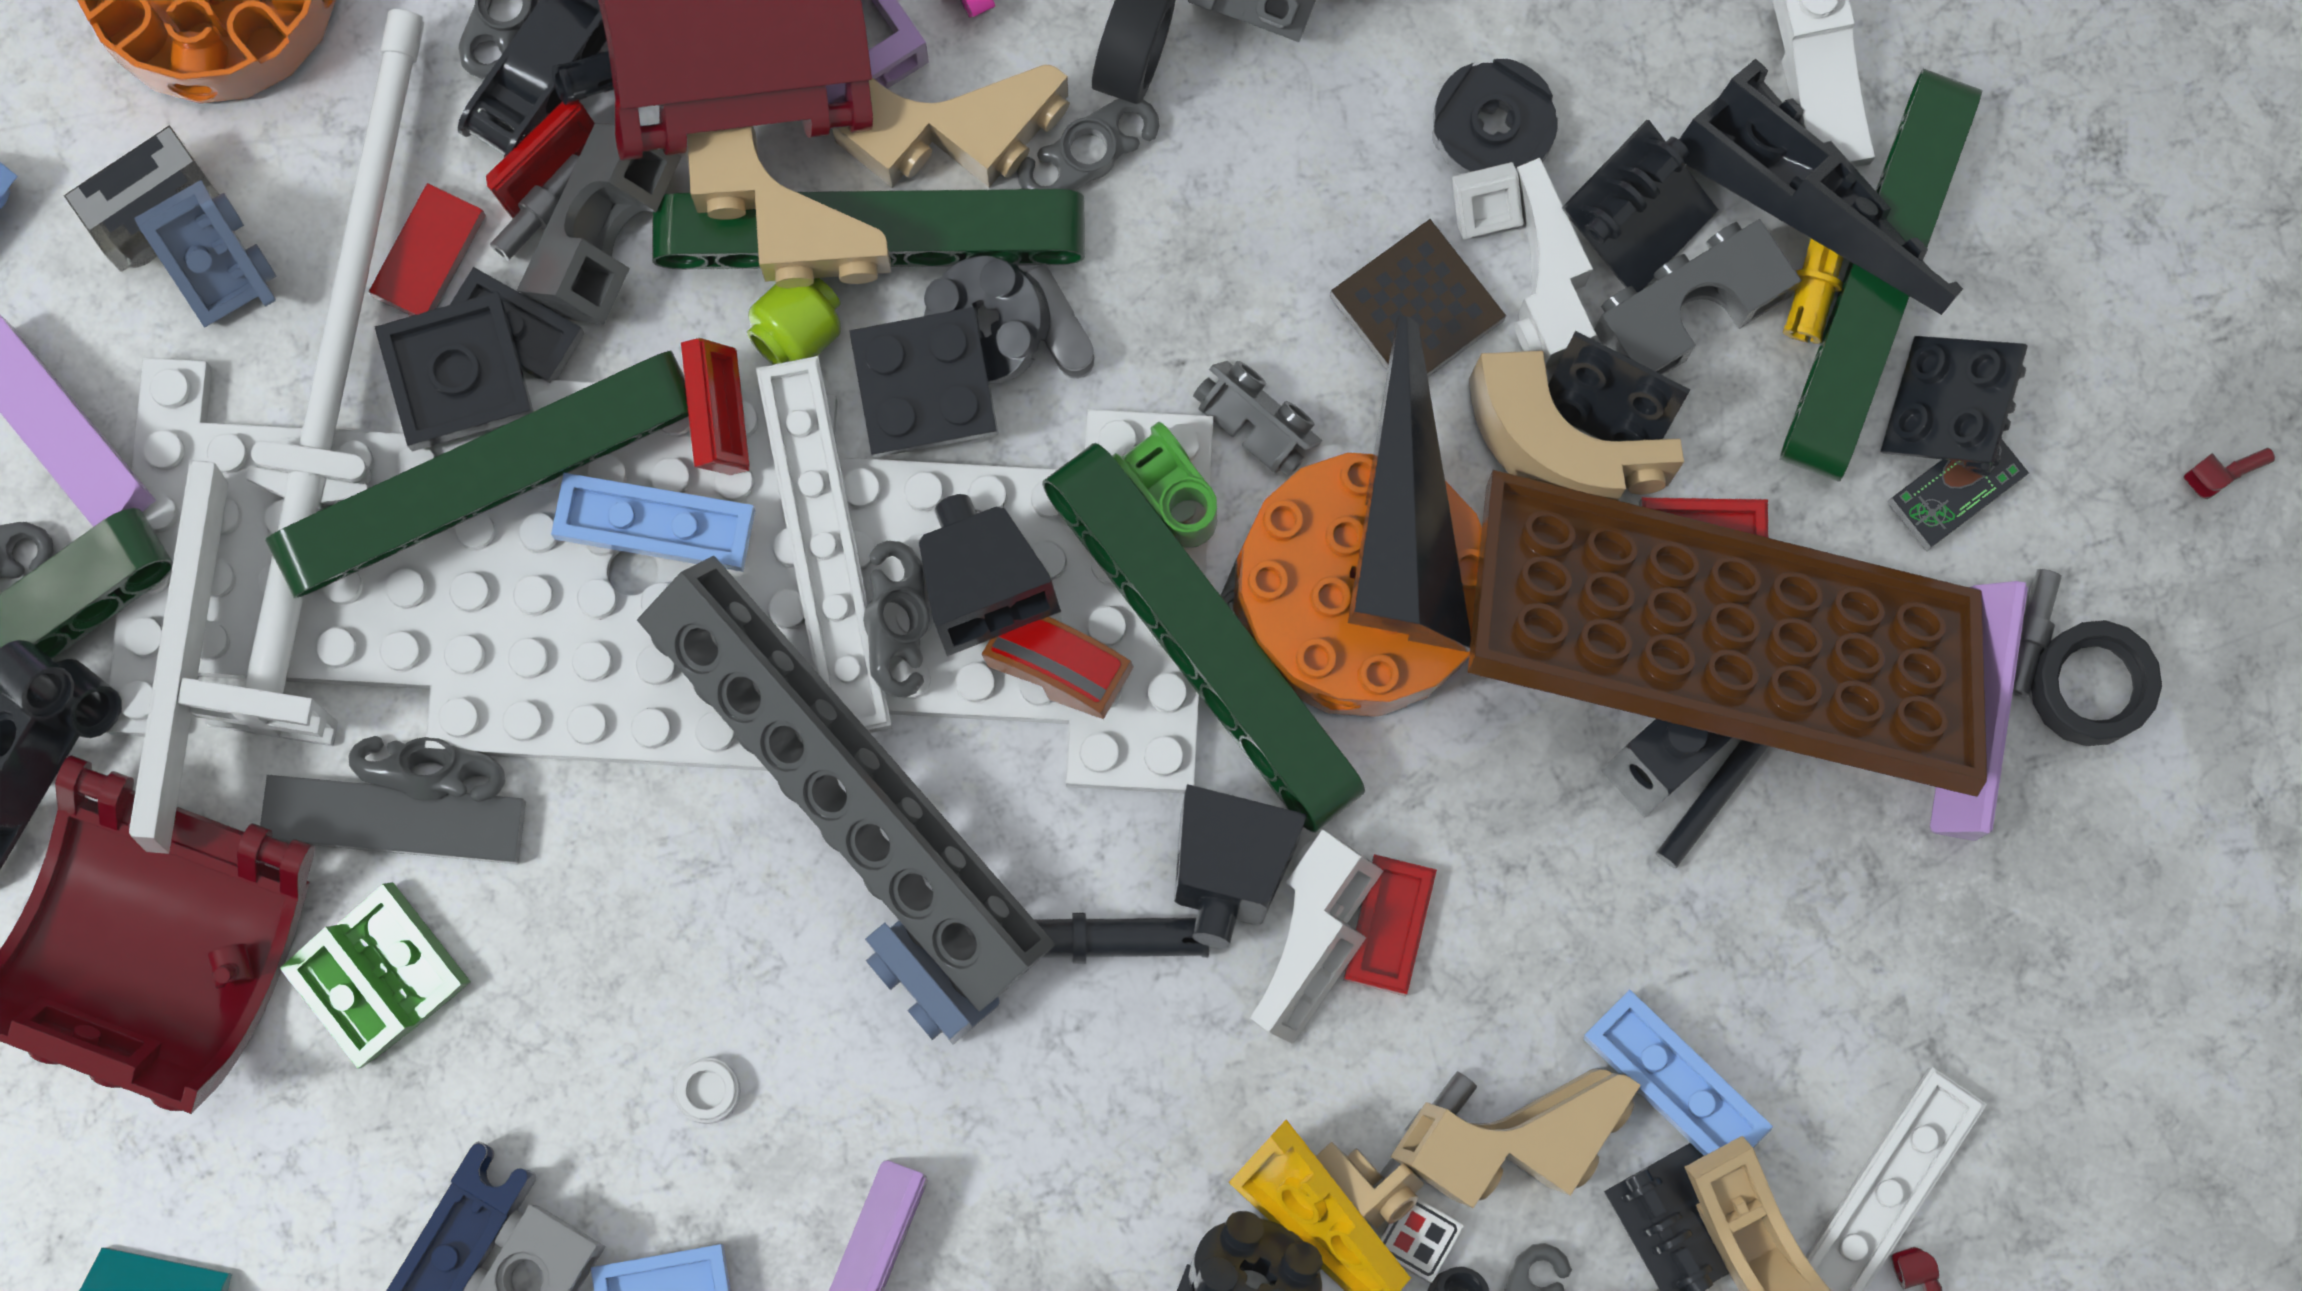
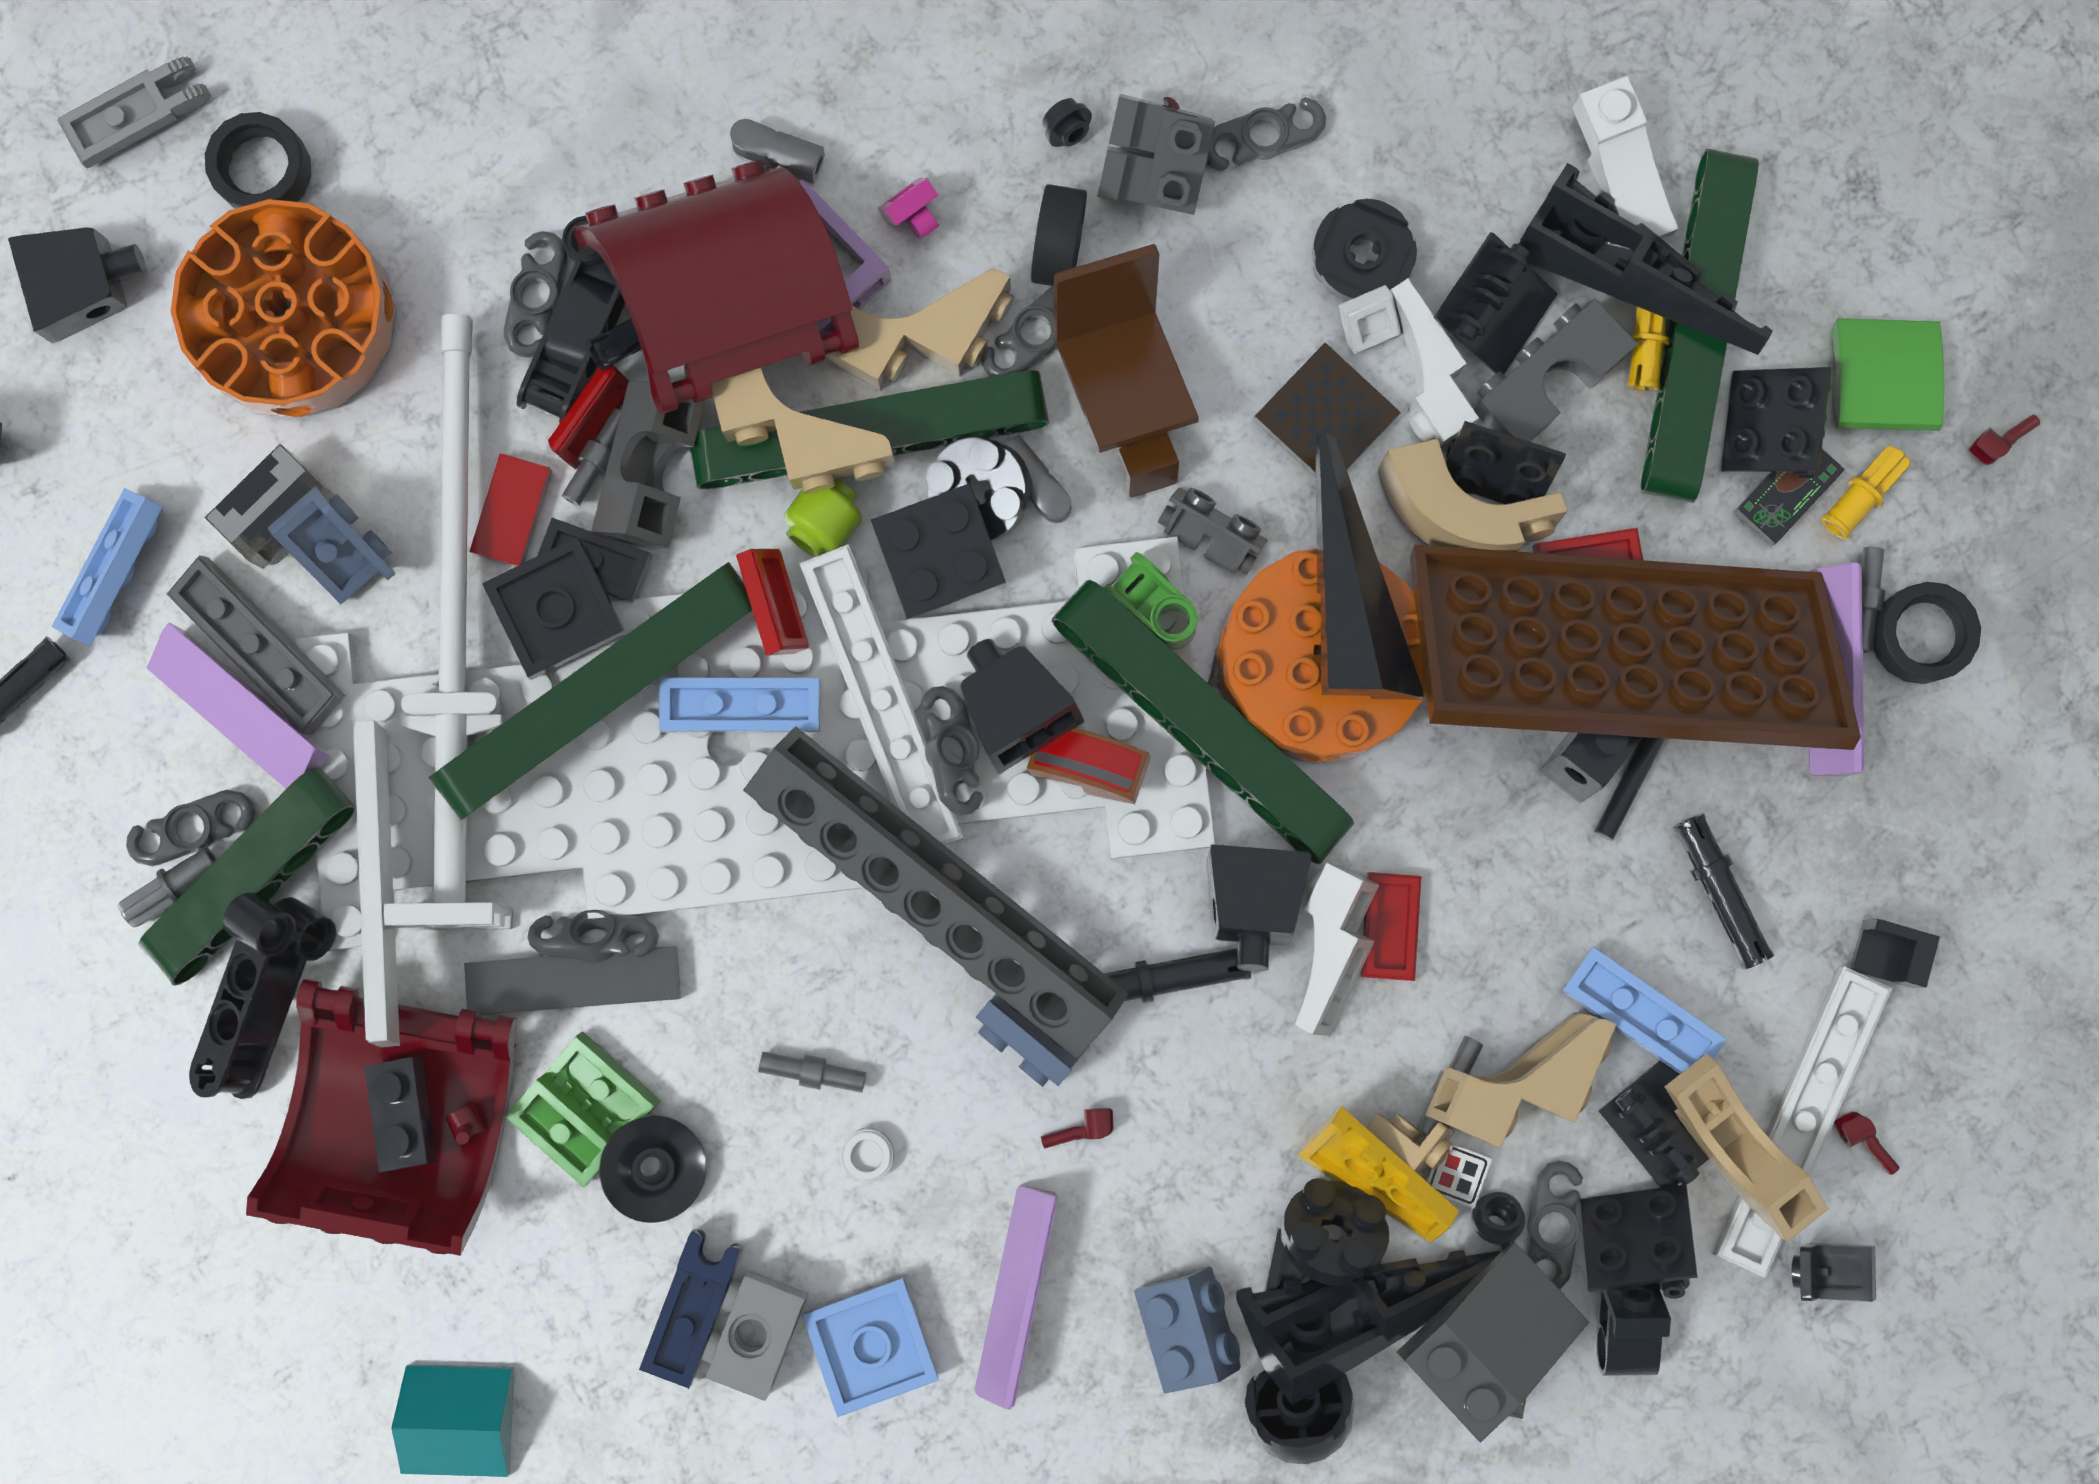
camera: 10 degrees left, 5 degrees up
(94, 356) = (255, 645): none -> dark grey tile
(154, 939) = (400, 1114): none -> black plate
(472, 1080) = (675, 1183): none -> black dish
(659, 978) = (812, 1072): none -> flat silver bar
(991, 1102) = (1097, 1125): none -> dark red hand
(1181, 197) = (1123, 364): none -> reddish brown piece
(1799, 950) = (1723, 891): none -> black pin
(1996, 1061) = (1895, 953): none -> black panel
(2050, 504) = (1866, 492): none -> yellow axle
(2099, 370) = (1888, 374): none -> bright green slope

